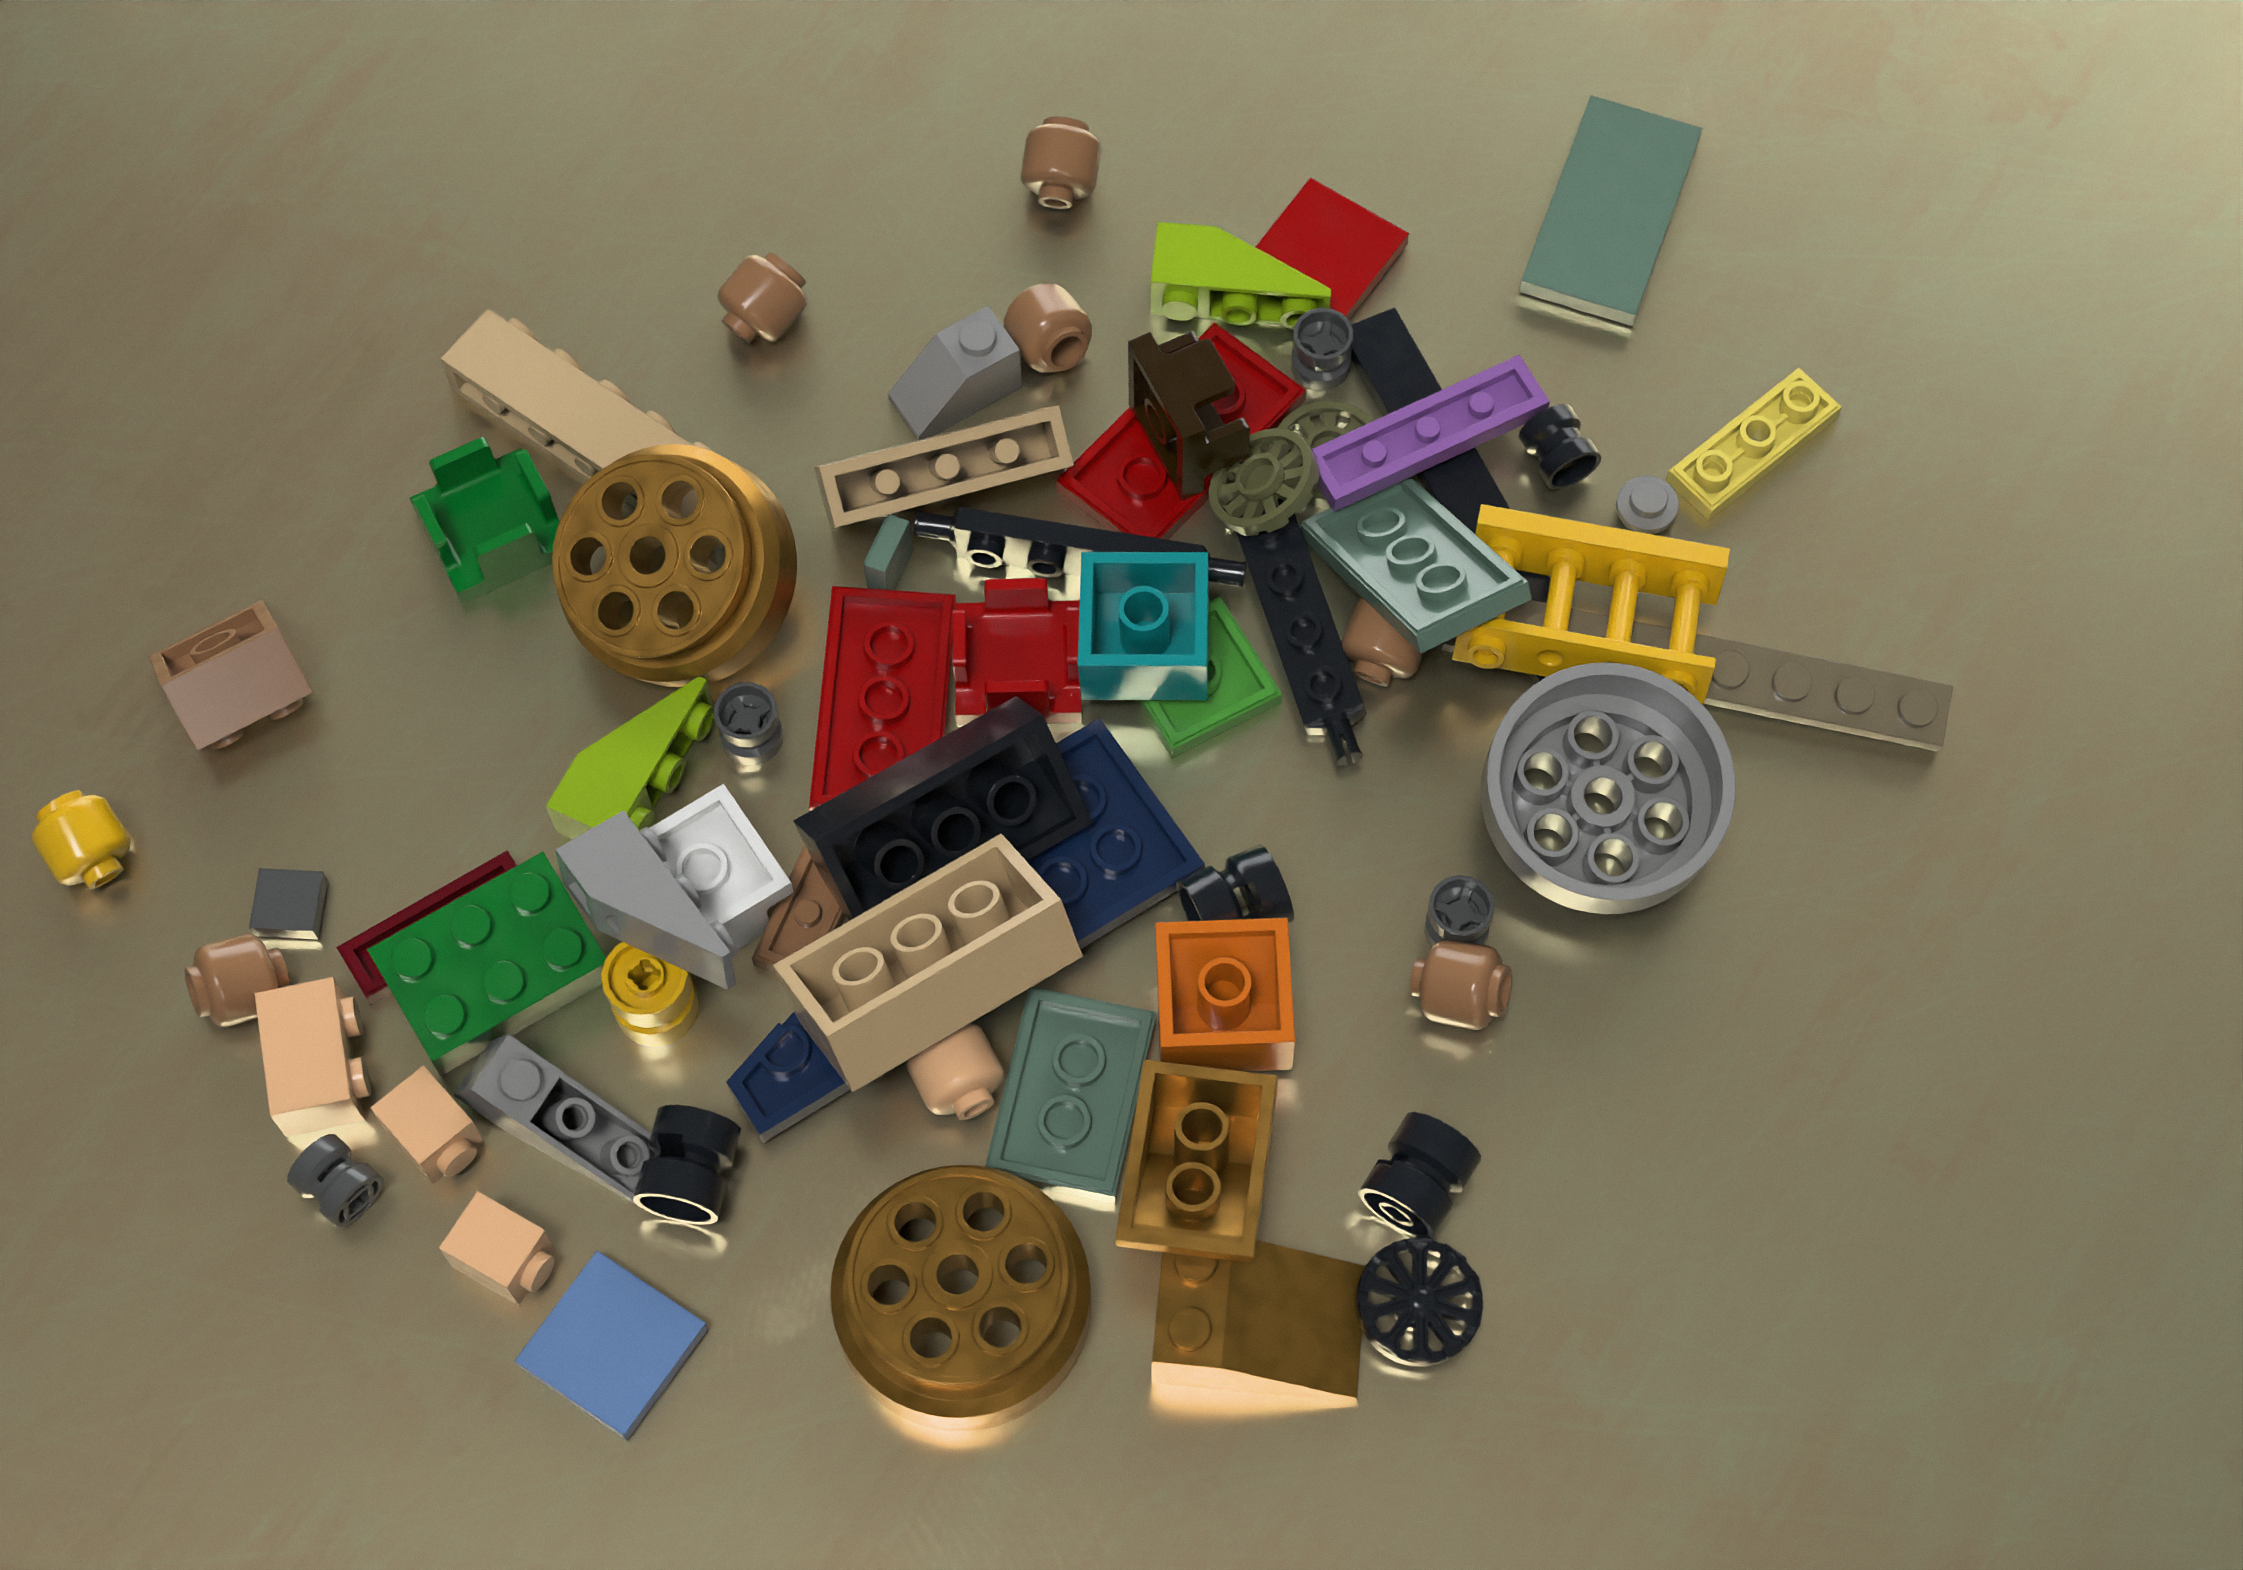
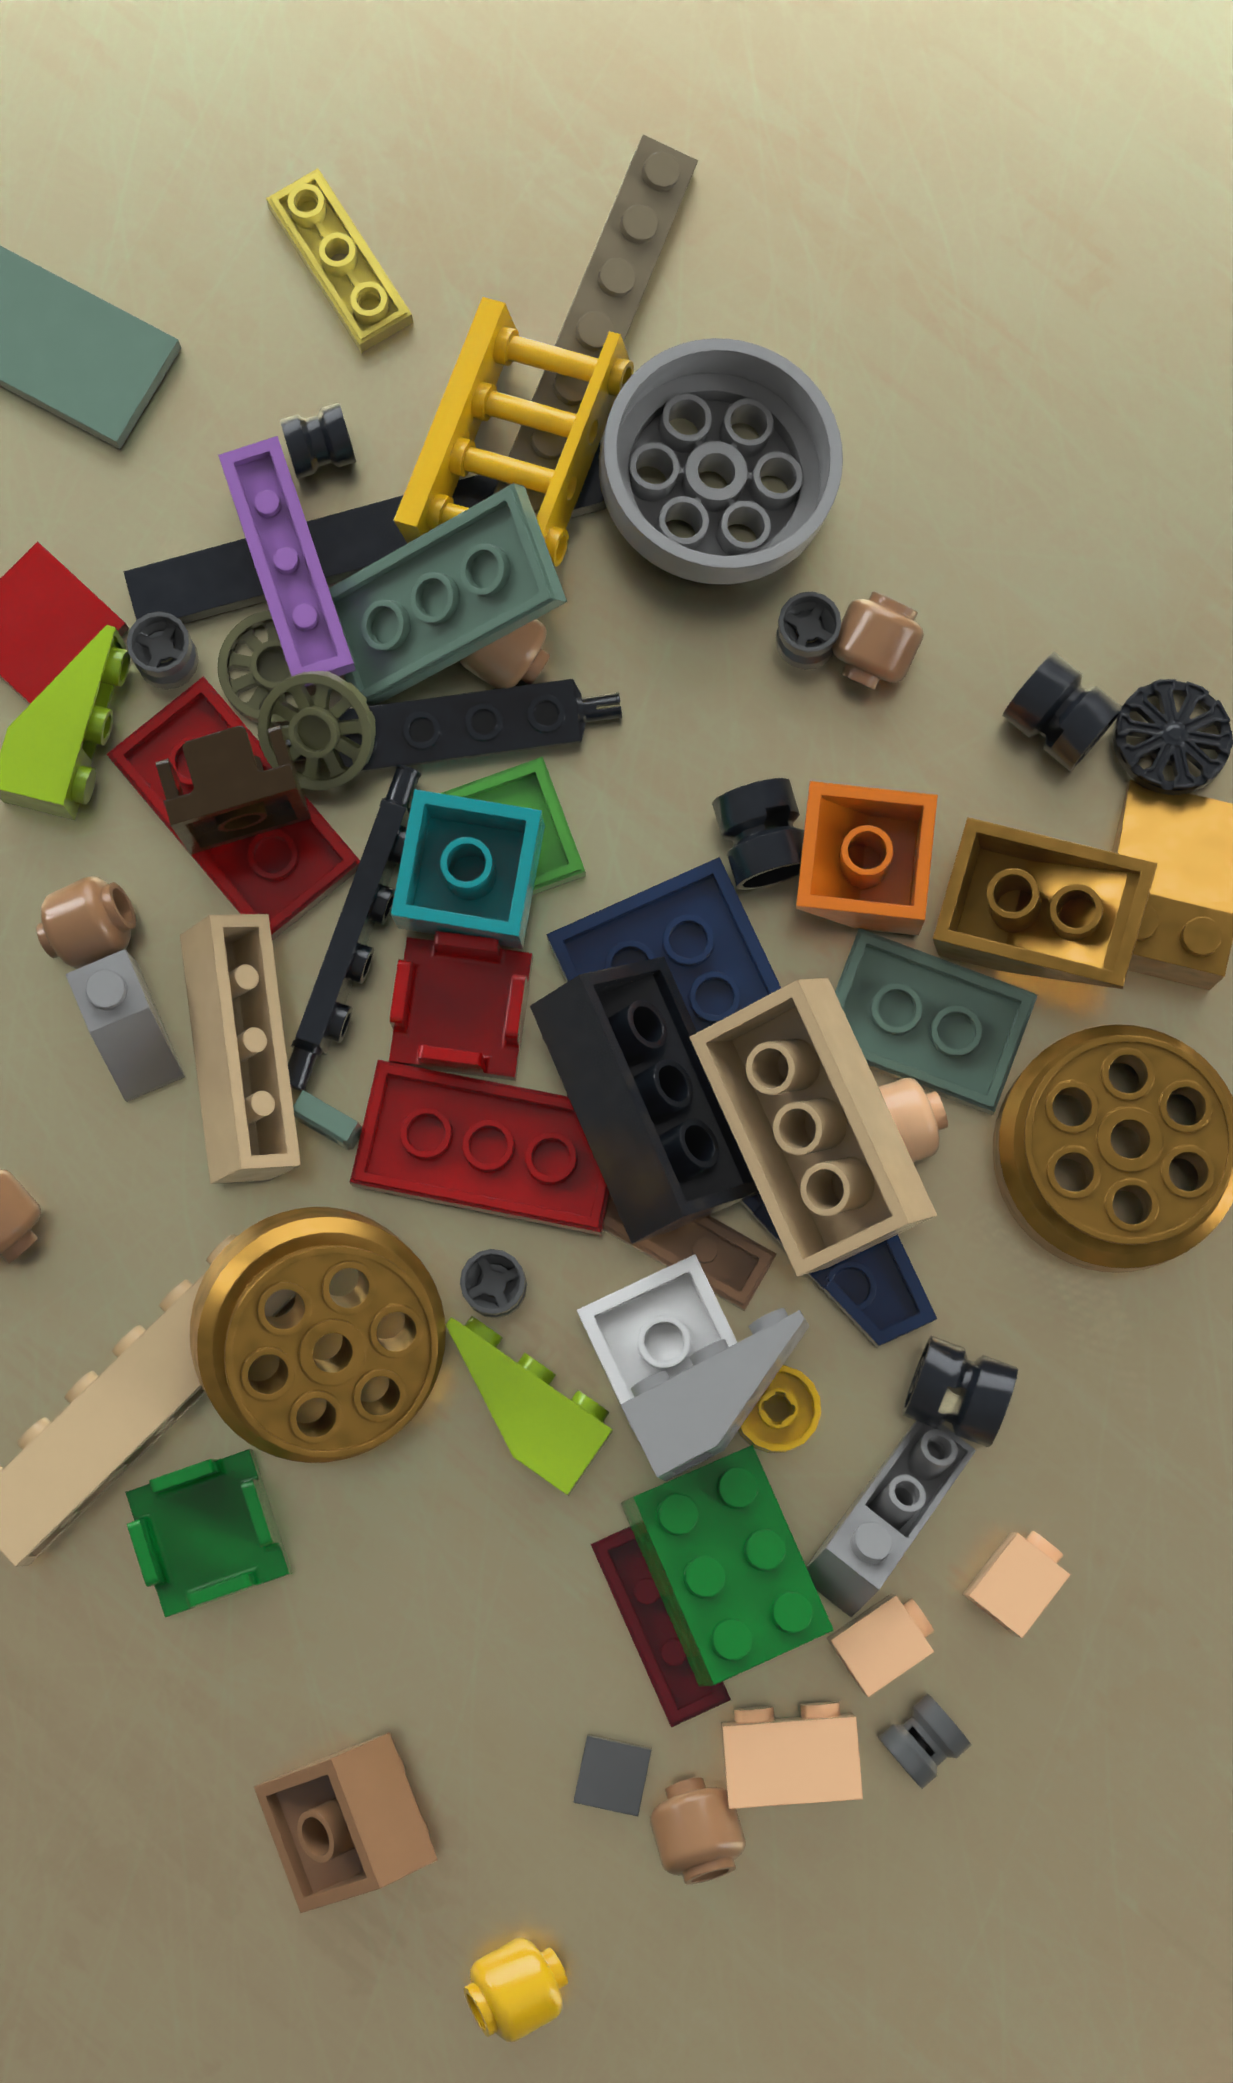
camera: 80 degrees left, 15 degrees up
(611, 1345) = (1117, 1485): medium blue tile -> none
(1647, 504) = (393, 373): light grey plate -> none

